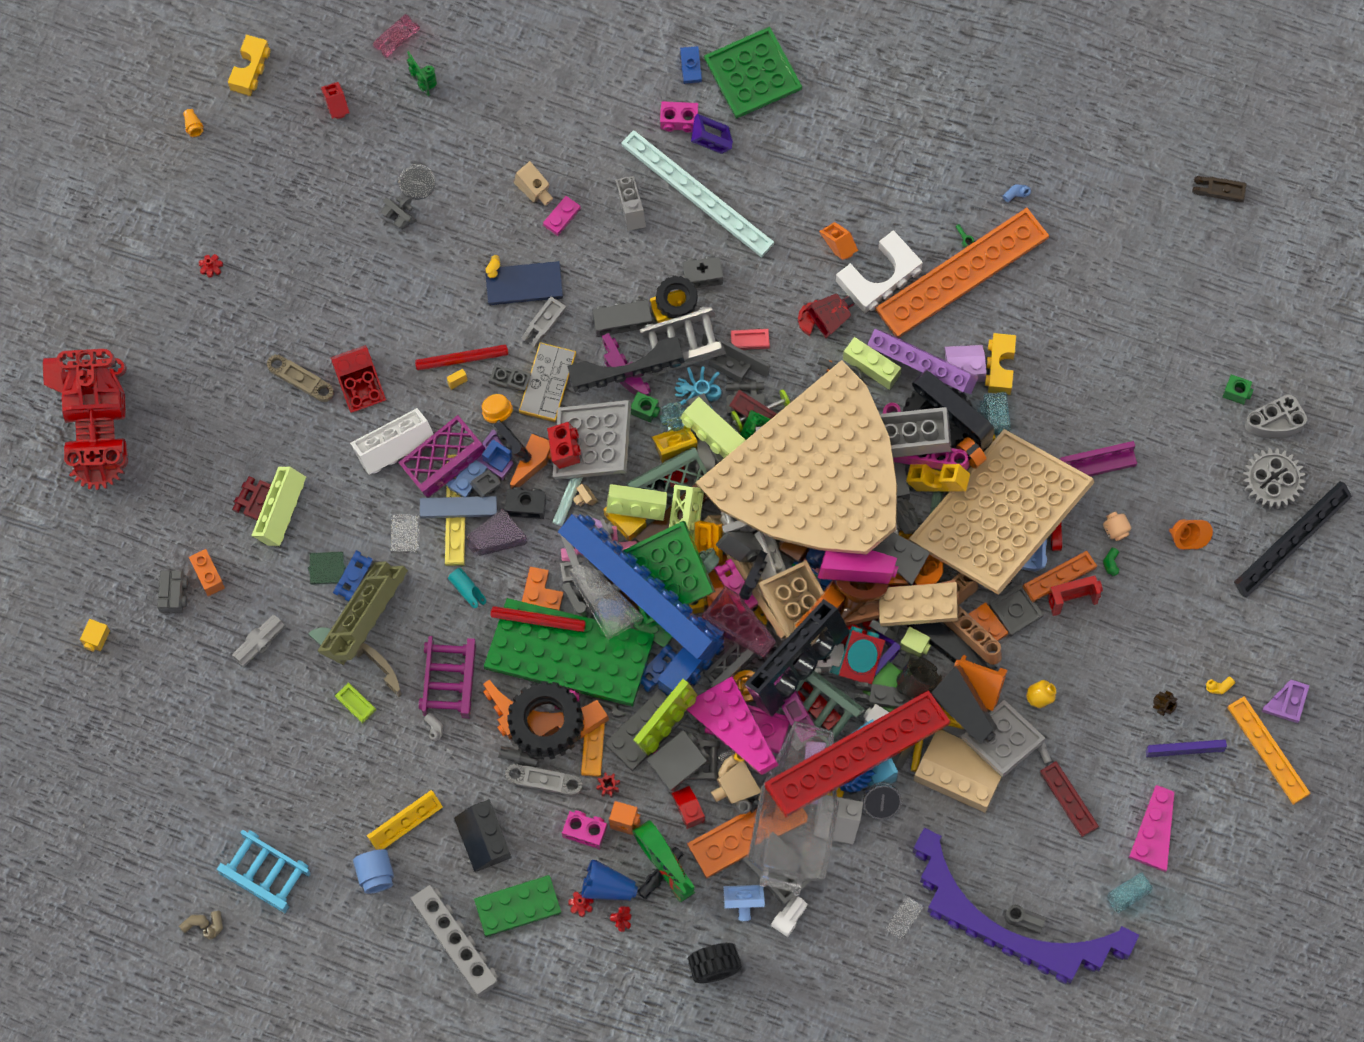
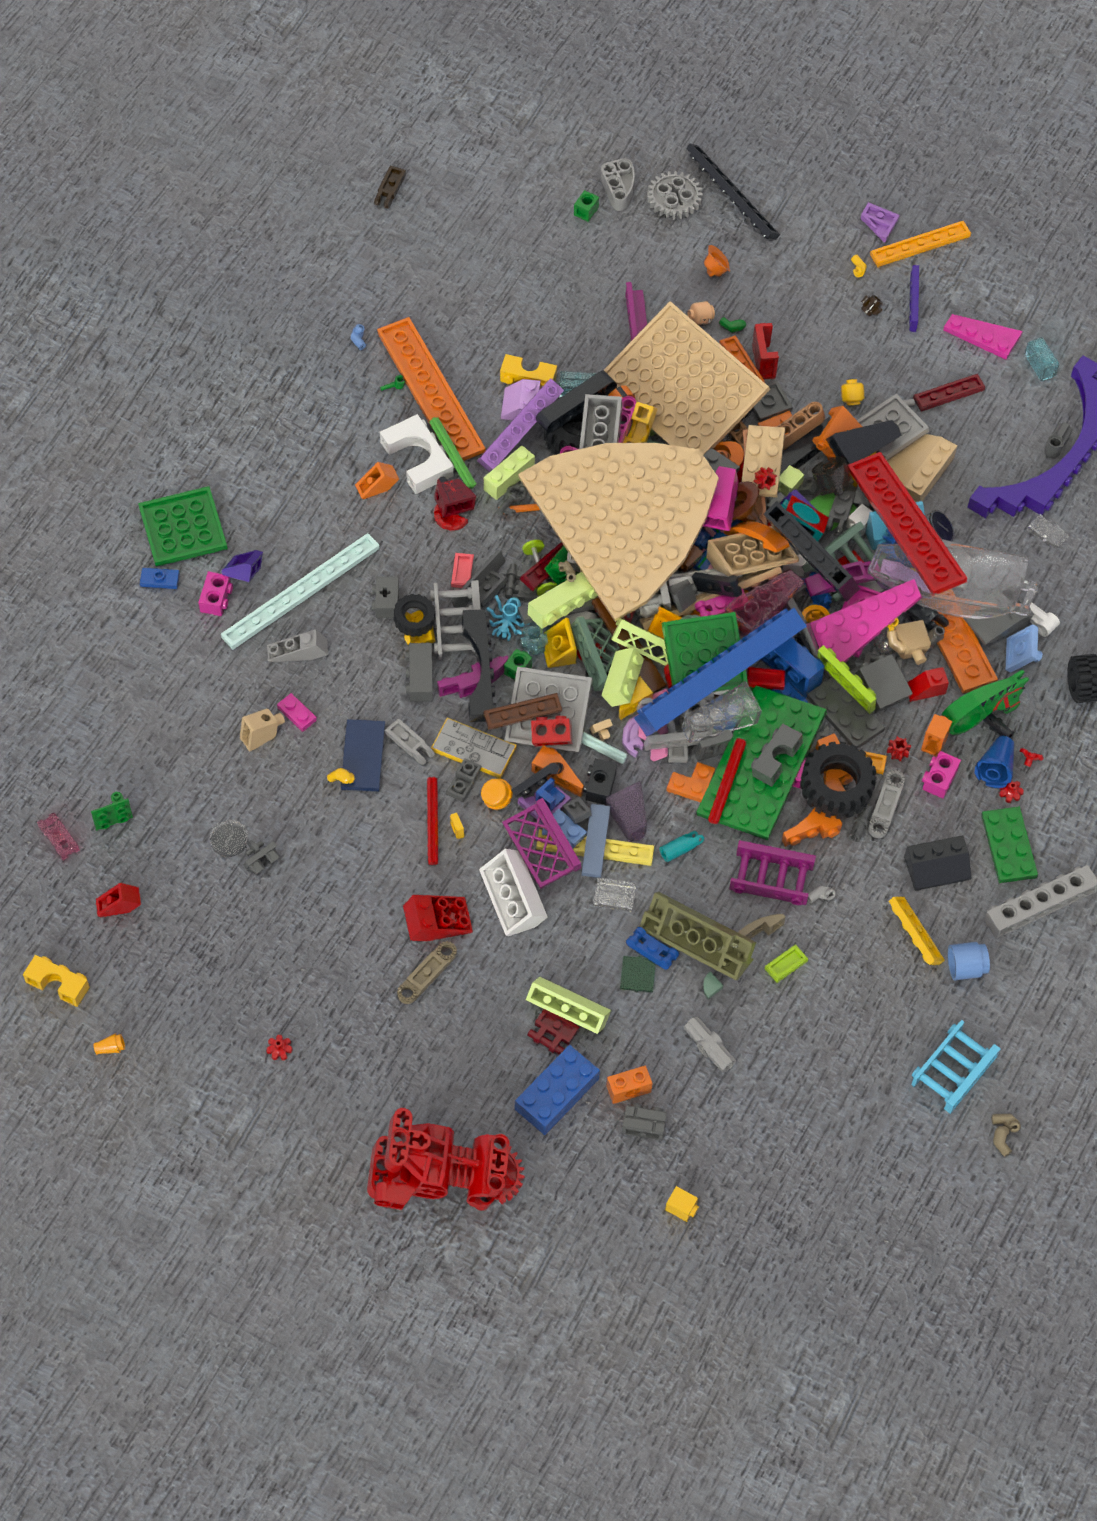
camera: 85 degrees left, 10 degrees down
(193, 509) = (557, 1090): none -> blue brick
(554, 651) = (783, 741): none -> dark grey arch
(579, 413) = (522, 711): none -> reddish brown tile
(664, 645) = (766, 678): none -> red tile
(711, 678) = (809, 640): none -> dark grey slope
(749, 428) = (570, 573): none -> dark tan arm
(882, 304) = (452, 453): none -> bright green axle
(887, 604) = (765, 478): none -> red gear

